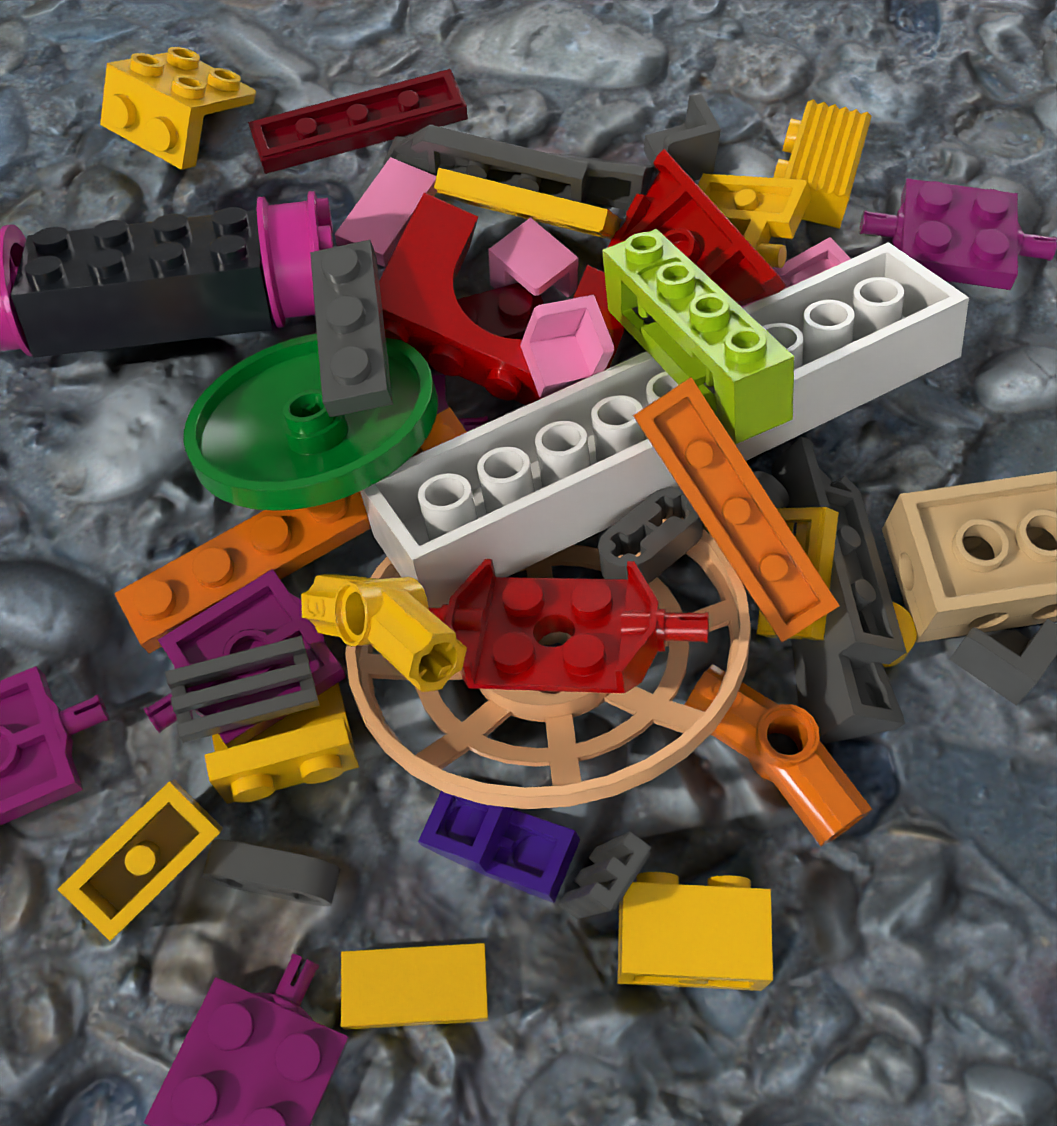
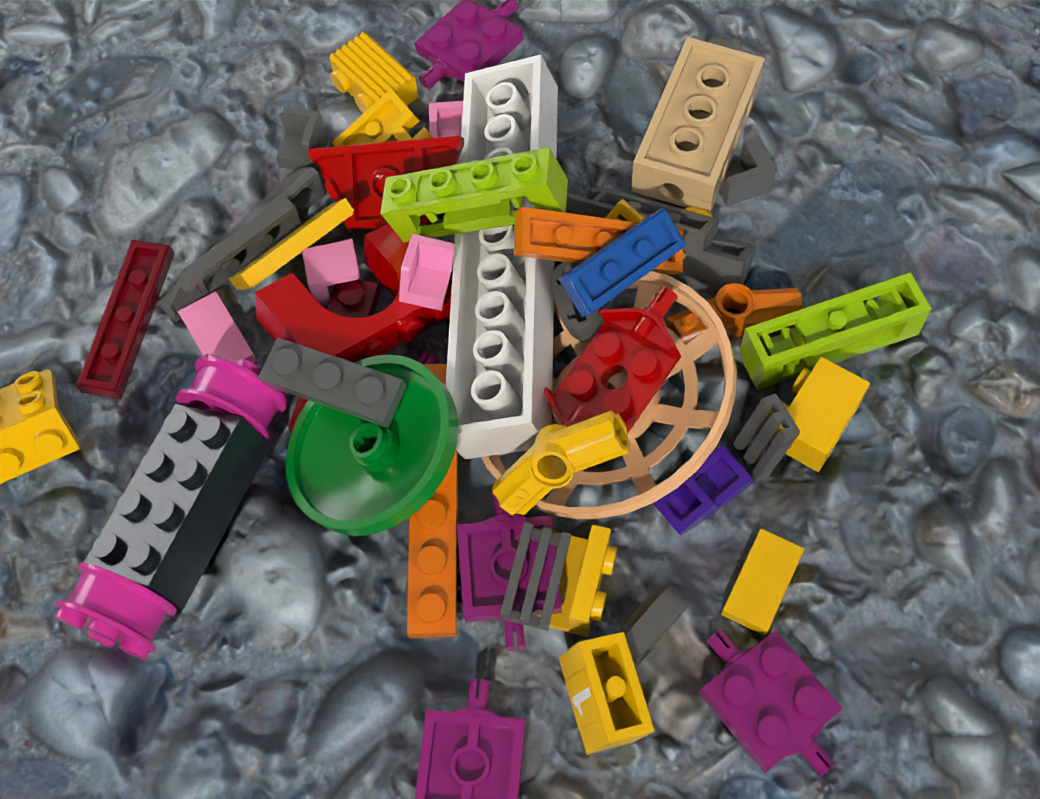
camera: 55 degrees left, 0 degrees up
(726, 552) = (622, 262): none -> blue tile
(839, 895) = (834, 330): none -> lime brick

